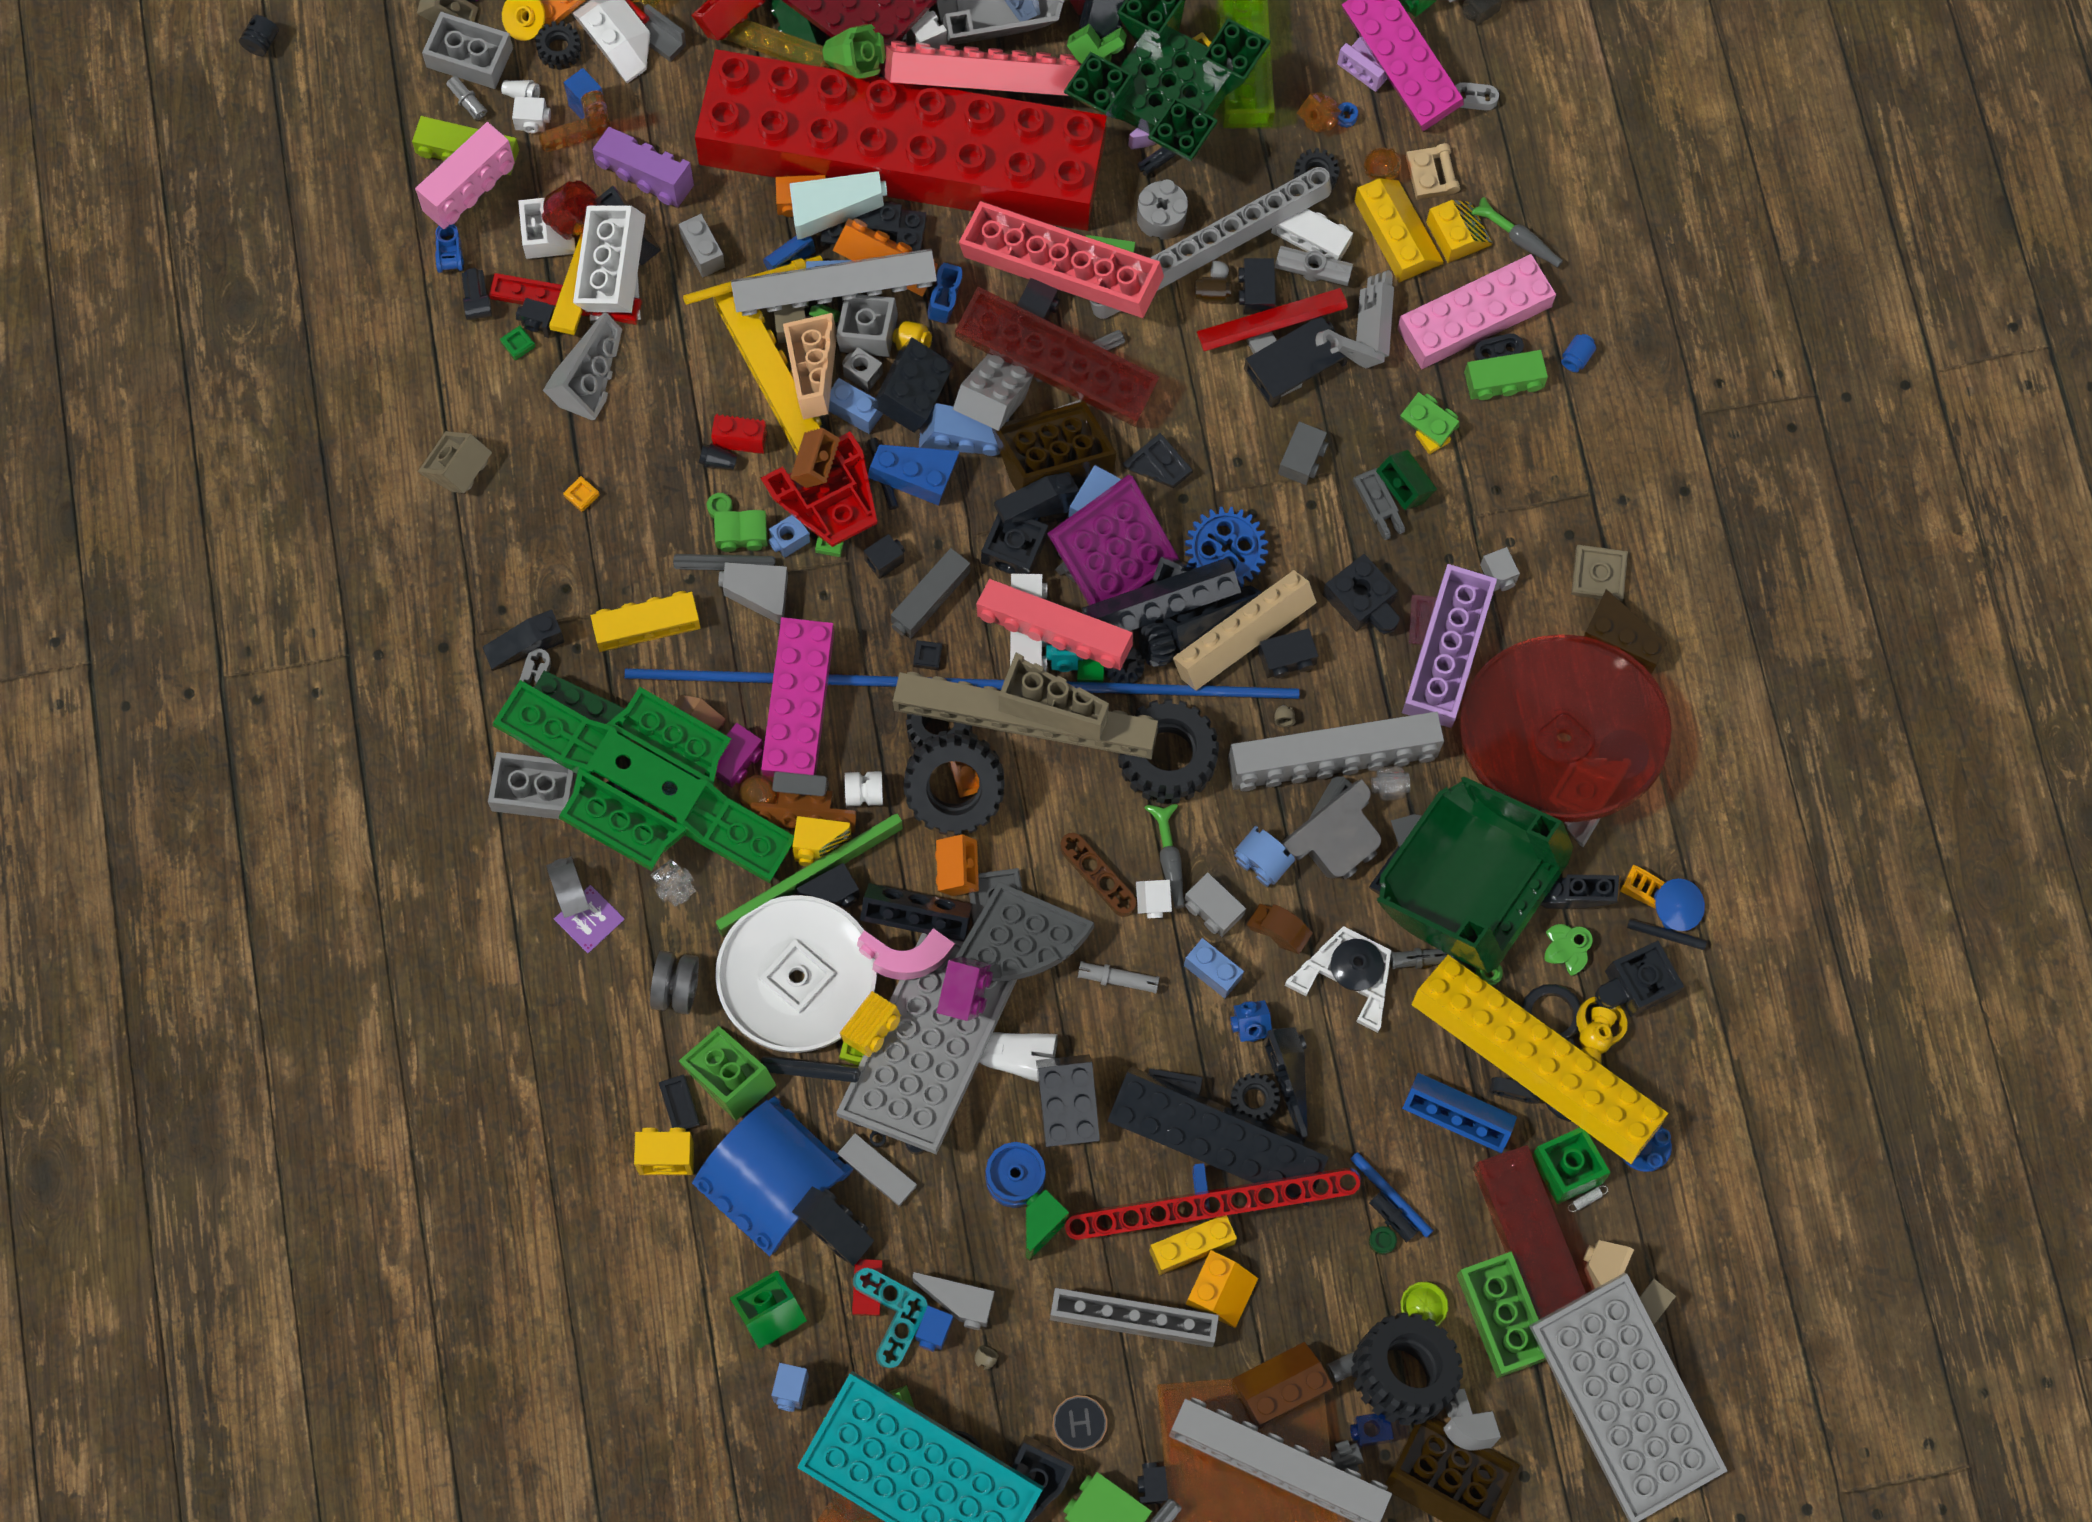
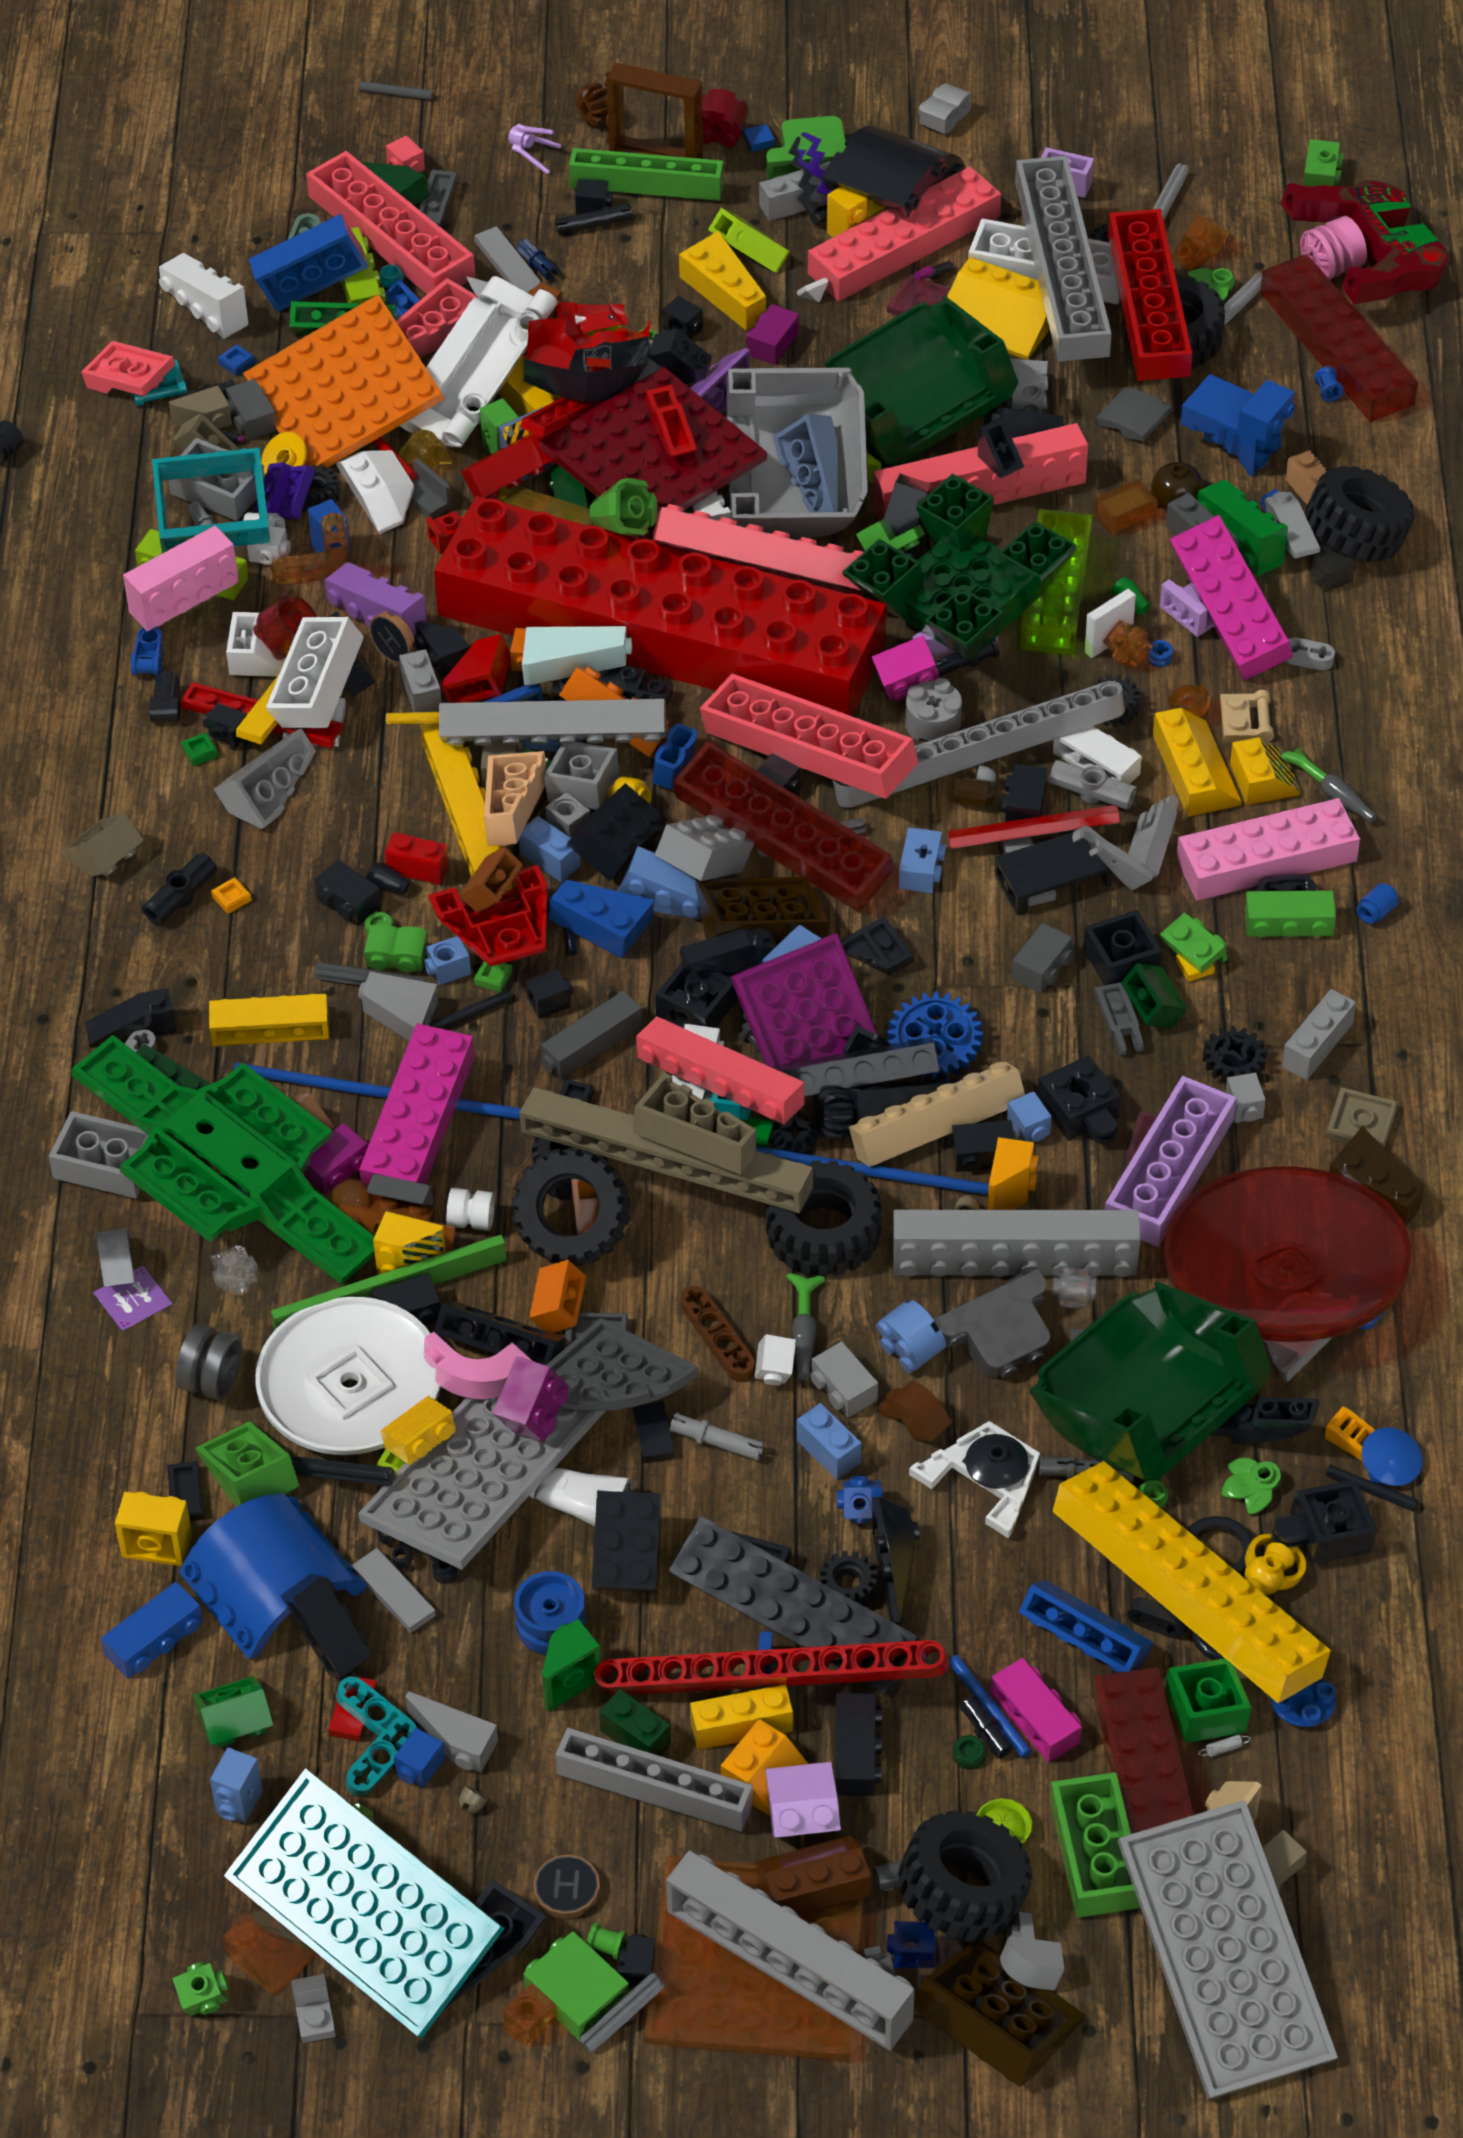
camera: 15 degrees right, 20 degrees down
(468, 43) = (208, 464): none -> teal window
(528, 510) = (179, 888): none -> black piece
(533, 55) = (286, 489): none -> dark purple slope
(667, 203) = (391, 636): none -> tile
(684, 1246) = (152, 1630): none -> blue brick
(685, 478) = (347, 892): none -> black brick
(690, 81) = (442, 530): none -> red brick
(713, 202) = (443, 645): none -> black slope
(752, 227) = (479, 672): none -> red slope
(818, 583) = (472, 1010): none -> black bar
(1065, 984) = (653, 1432): none -> black tile
(1107, 1269) = (634, 1725): none -> dark green brick
(1123, 1470) = (607, 1940): none -> bright green bush
(1133, 173) = (905, 667): none -> dark pink brick
(1176, 354) = (920, 860): none -> medium blue brick
(1260, 1317) = (802, 1799): none -> lavender slope
(1291, 1252) = (857, 1744): none -> black brick
(1299, 93) = (1104, 619): none -> white tile
(1310, 58) = (1141, 603): none -> green cone
(1319, 682) = (1012, 1174): none -> light orange slope
(1322, 619) = (1029, 1118): none -> medium blue brick
(1371, 436) = (1119, 945): none -> black brick
(1432, 1194) = (1036, 1709): none -> dark pink brick
(1487, 517) = (1234, 1054): none -> black gear
(1551, 496) = (1318, 1034): none -> light grey brick

